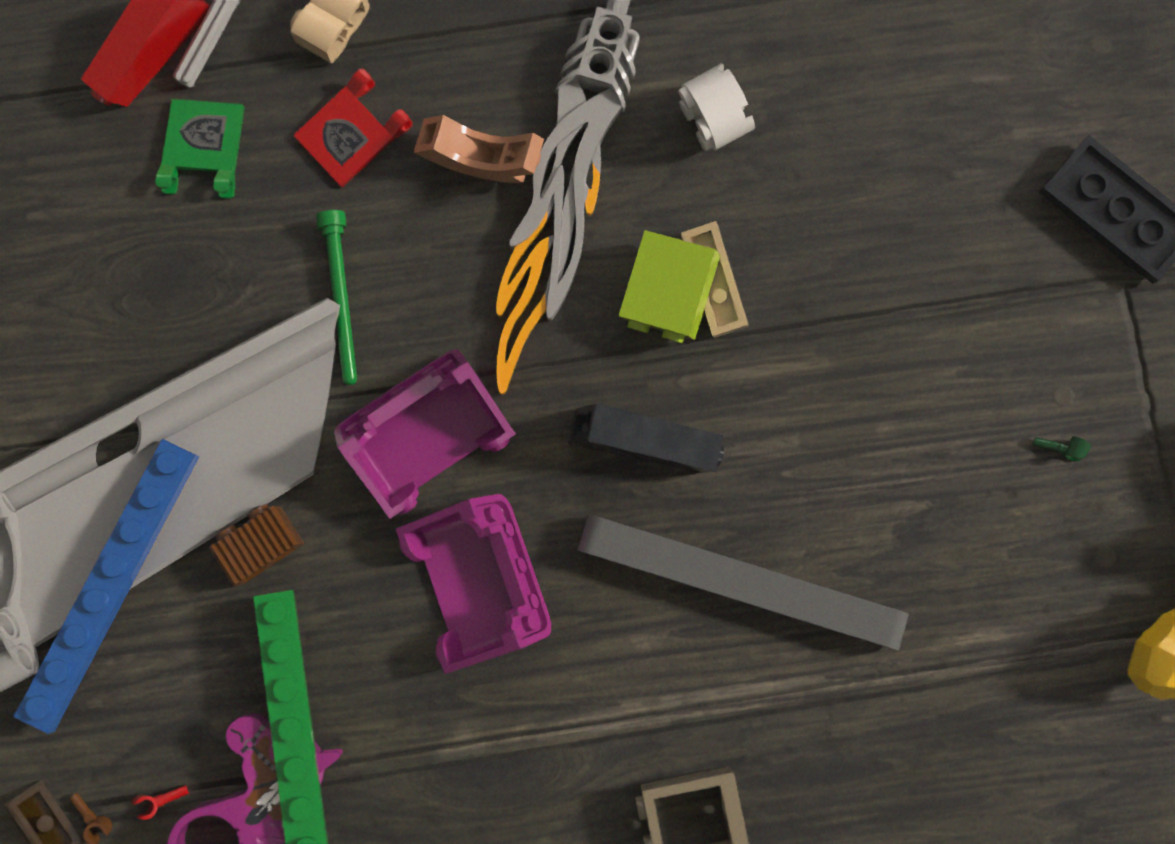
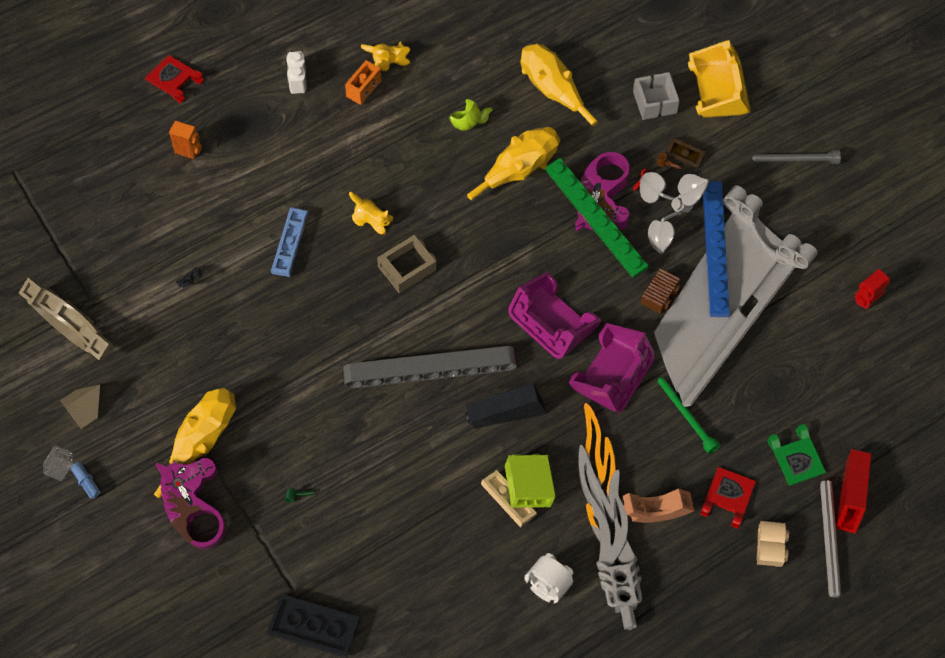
camera: 155 degrees right, 20 degrees down
(88, 700) = (691, 190): none -> light grey plant

